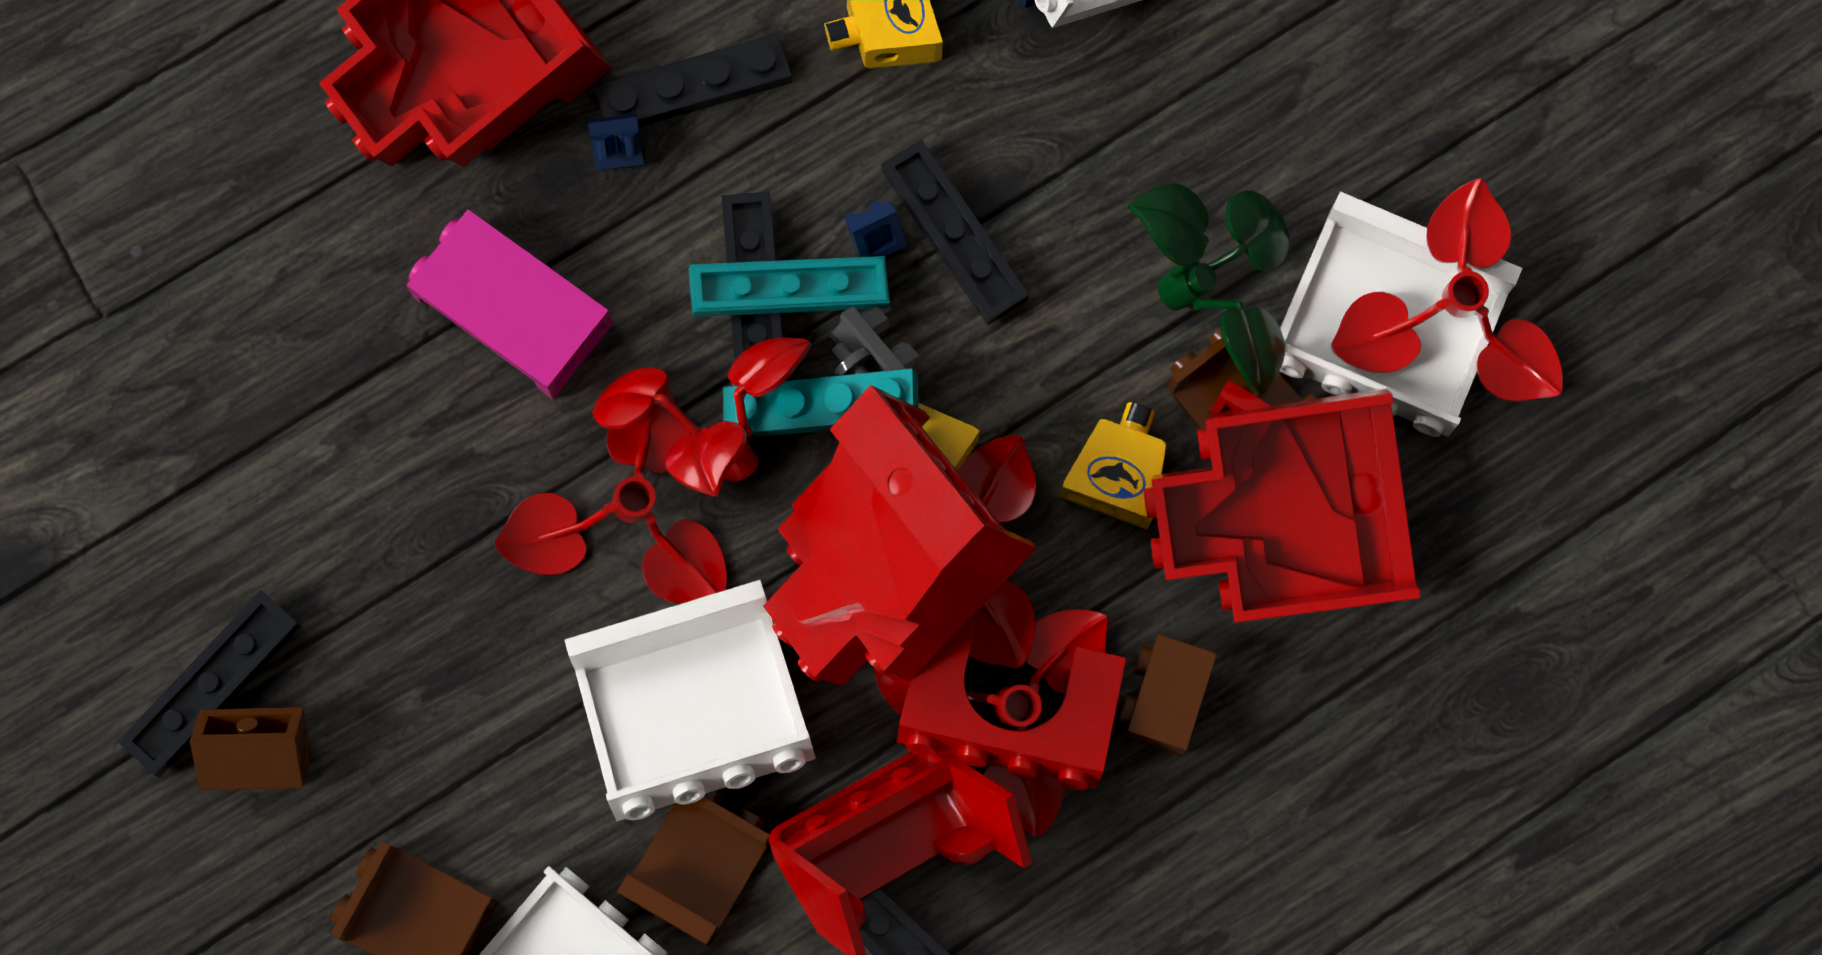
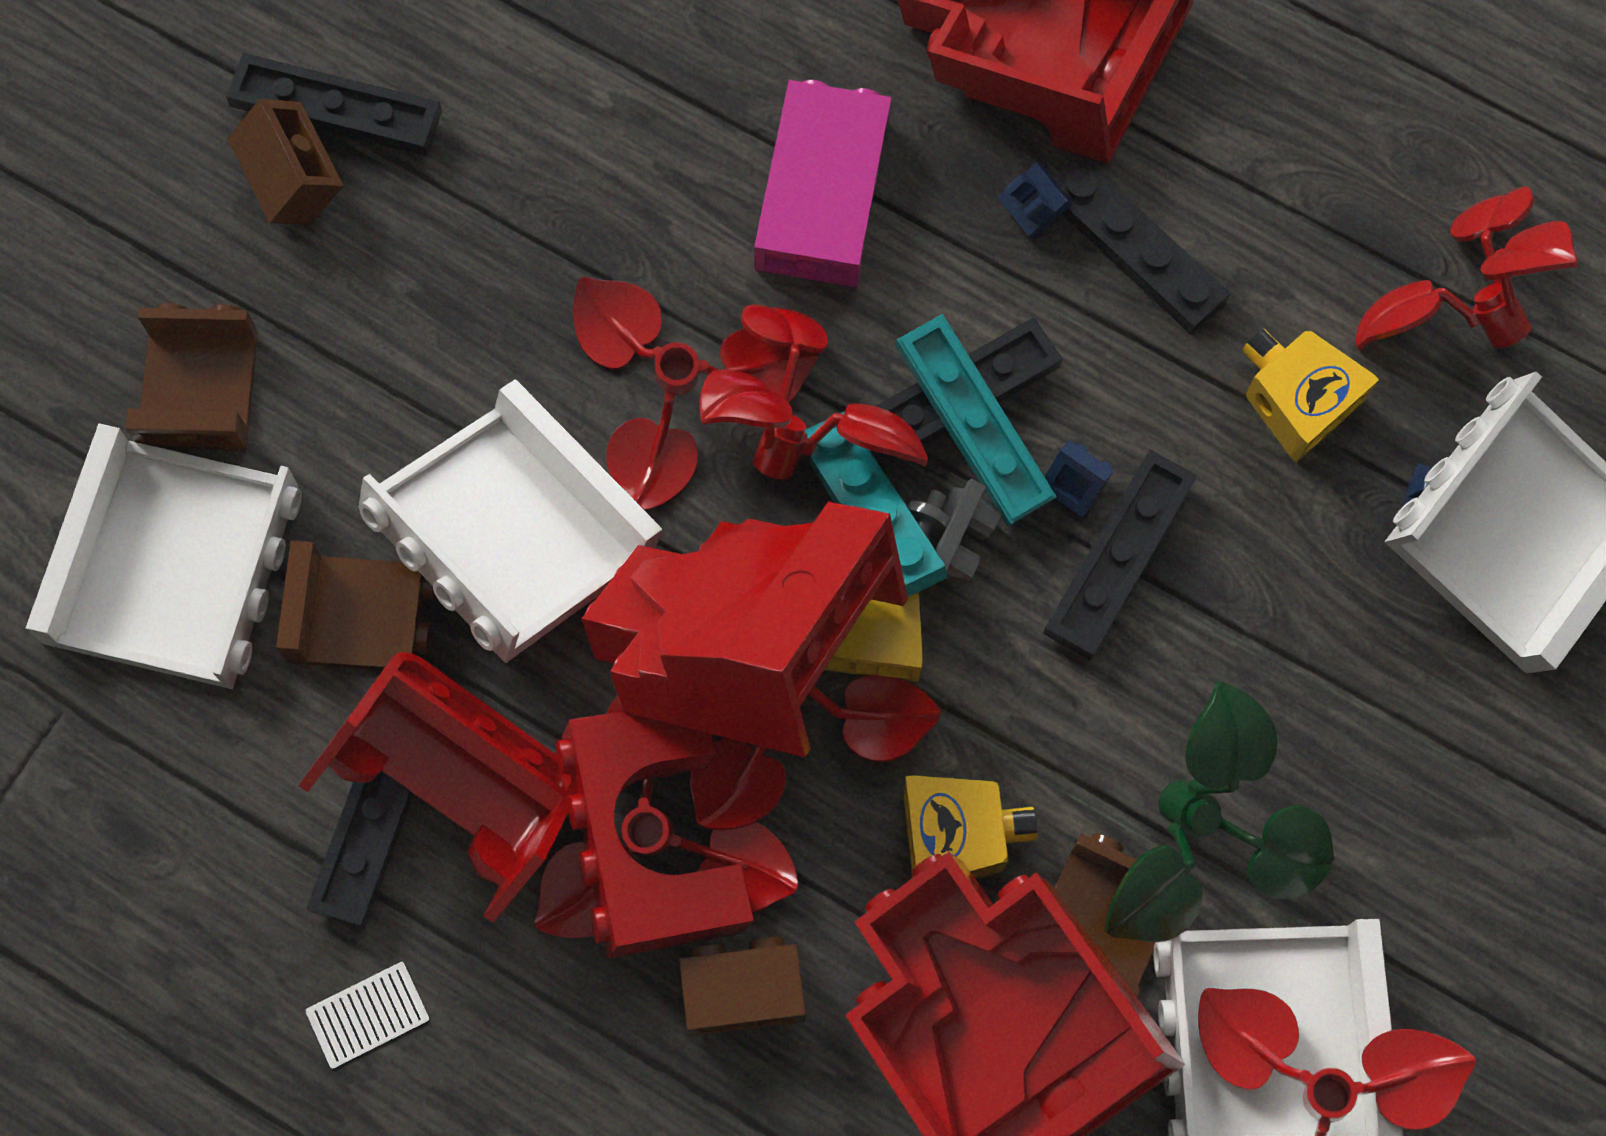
camera: 65 degrees right, 5 degrees down
(1235, 399) = (1090, 911): red tile -> none

